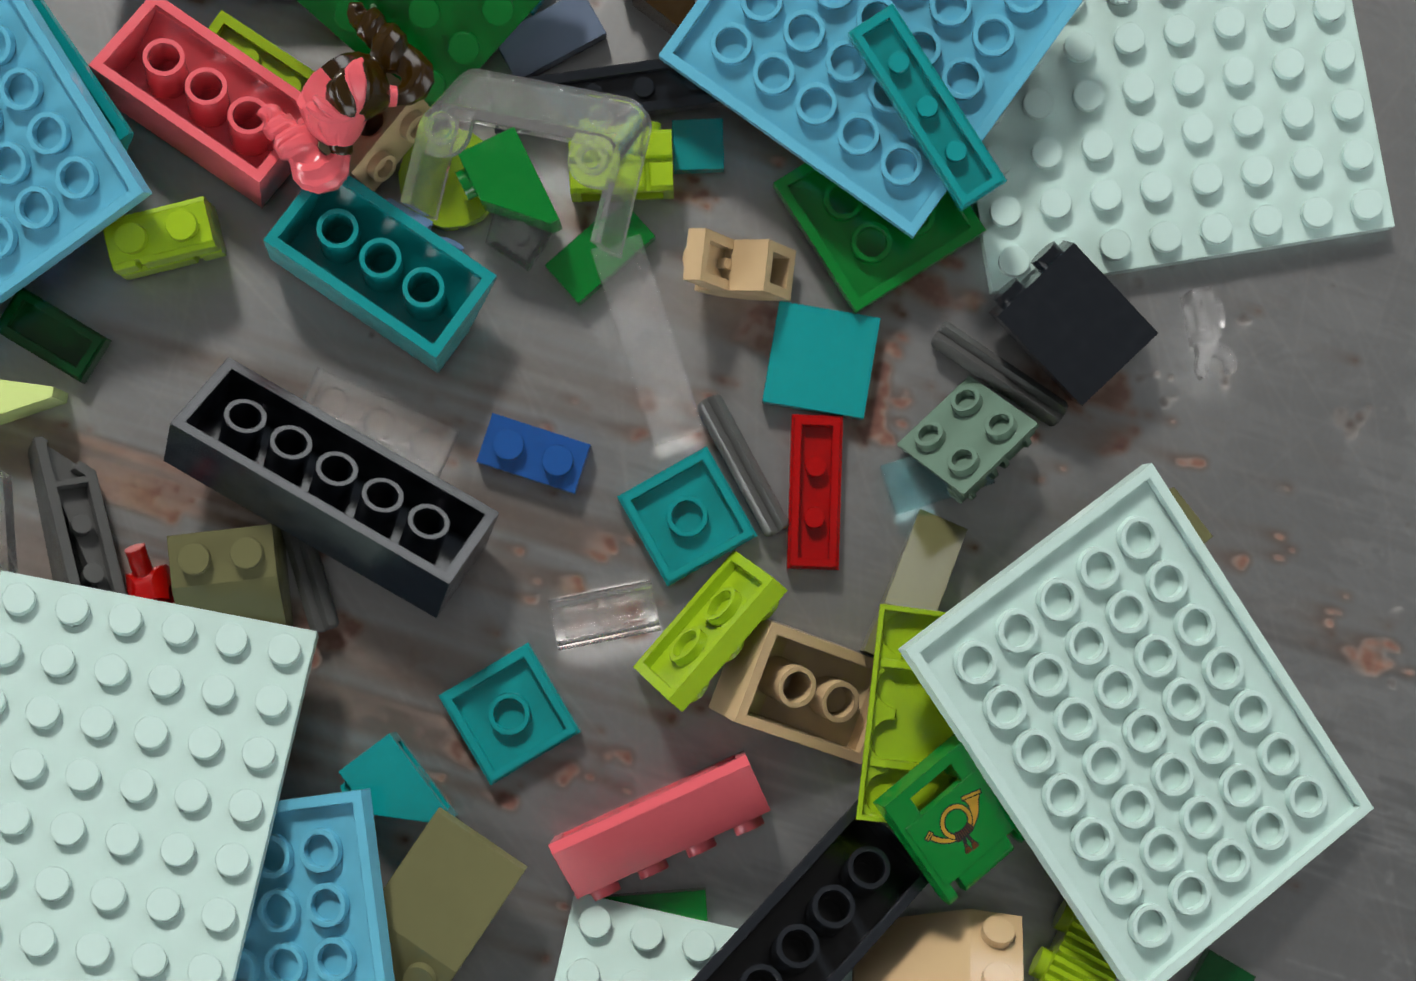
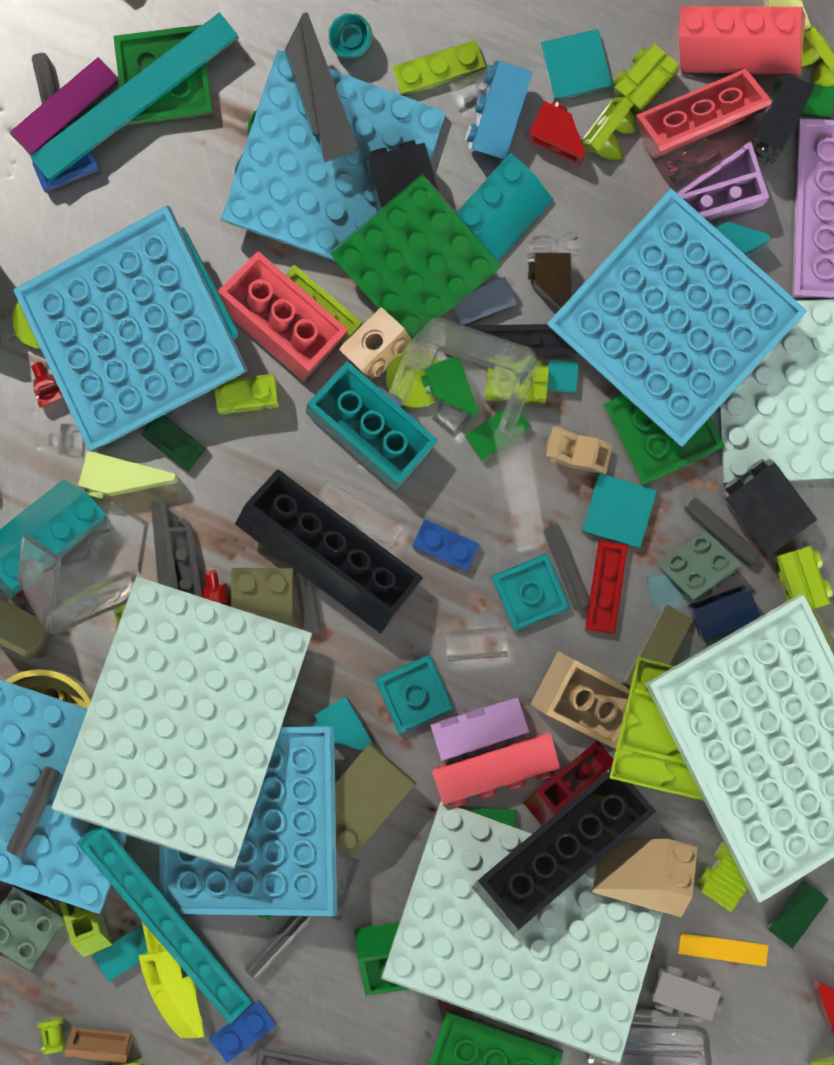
camera: 15 degrees right, 0 degrees up
(343, 98) = (363, 328): hair -> none
(624, 763) = (479, 730): none -> lavender wedge
(710, 630) = (537, 659): lime plate -> none
(790, 833) = (569, 782): none -> dark red slope
(927, 107) = (699, 373): teal tile -> none
(959, 830) = (668, 791): green container -> none
(1018, 510) = (724, 612): none -> dark blue hinge
(1141, 432) = (801, 576): none -> lime brick

